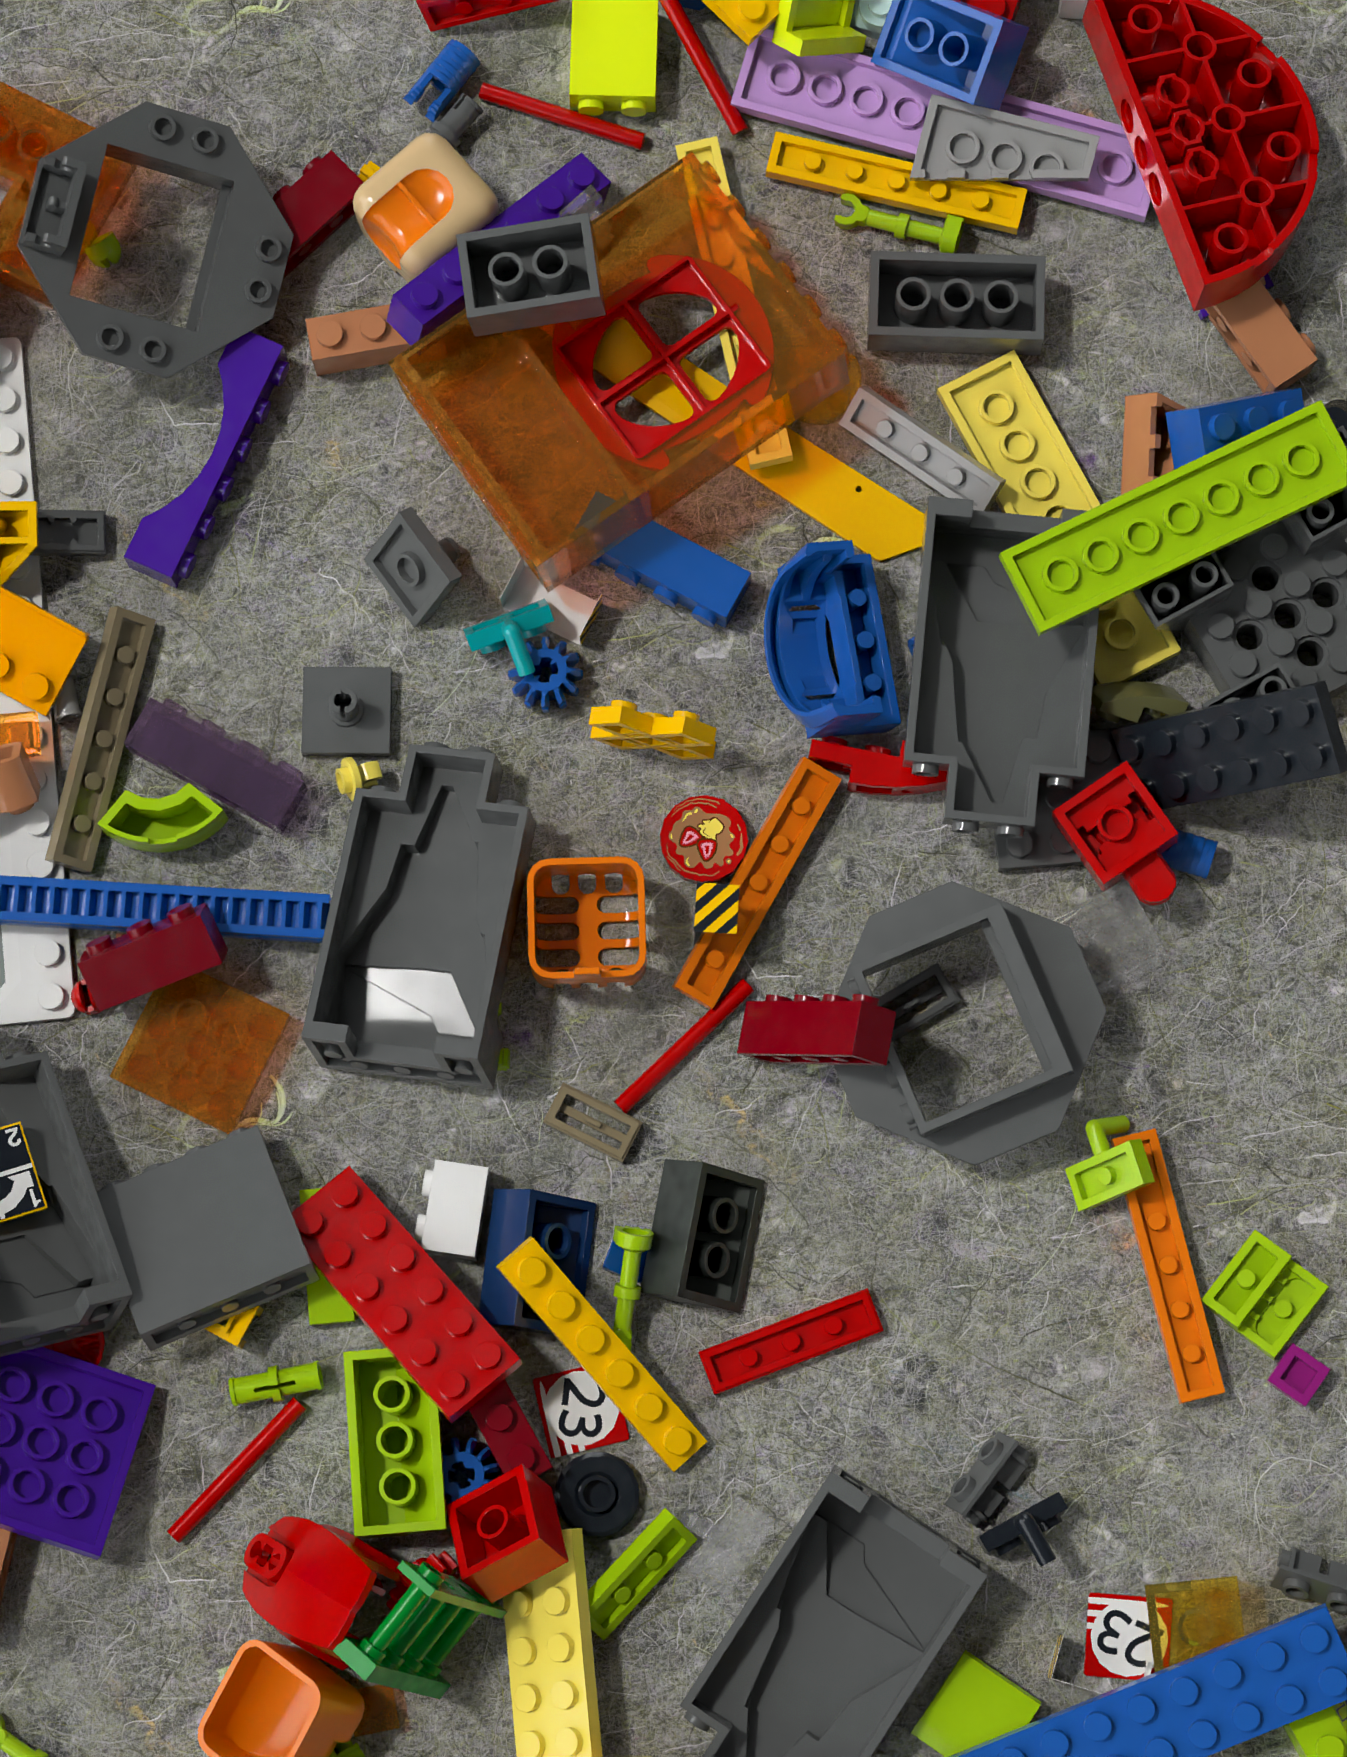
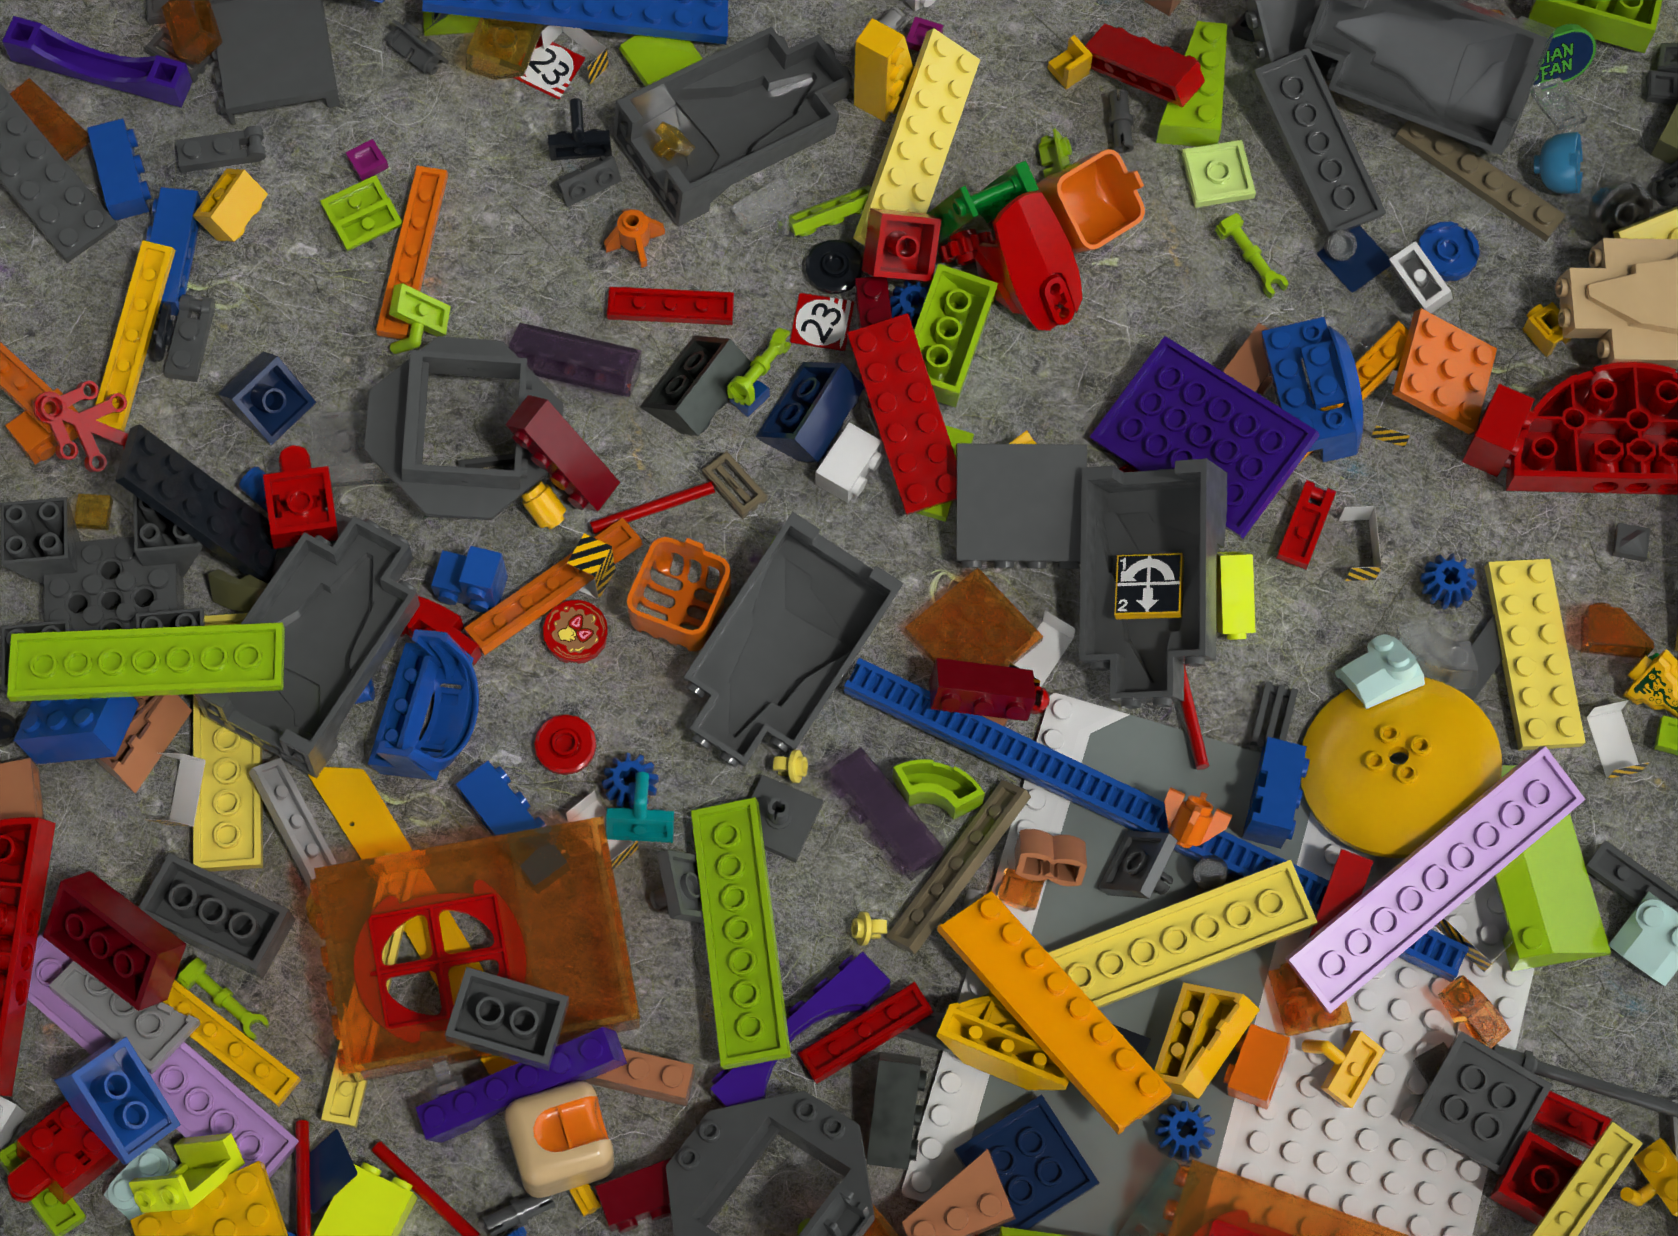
camera: 160 degrees left, 10 degrees down
(60, 420) = (896, 1111): none -> pearl dark grey wedge
(105, 1044) = (1044, 657): none -> white sticker
(132, 495) = (865, 1032): none -> red tile
(183, 617) = (865, 929): none -> light yellow plate
(236, 1470) = (1057, 370): red bar -> none
(276, 1383) = (1010, 408): lime pin -> none
(326, 537) = (740, 934): none -> lime plate
(601, 1353) = (794, 333): yellow plate -> none
(650, 682) = (565, 744): none -> red wheel
(677, 83) = (329, 1170): none -> dark blue sticker
(677, 736) = (566, 691): yellow plate -> none
(815, 975) = (544, 506): none -> yellow brick
(863, 841) = (470, 579): none -> blue brick
(875, 1197) = (577, 359): none -> clear purple brick
(882, 1434) = (634, 233): none -> orange brick
(895, 1580) = (672, 142): none -> clear yellow tile
(1050, 211) = (114, 940): none -> dark red brick
(1071, 430) = (186, 790): none -> white sticker
(1248, 976) = (267, 397): none -> dark blue slope

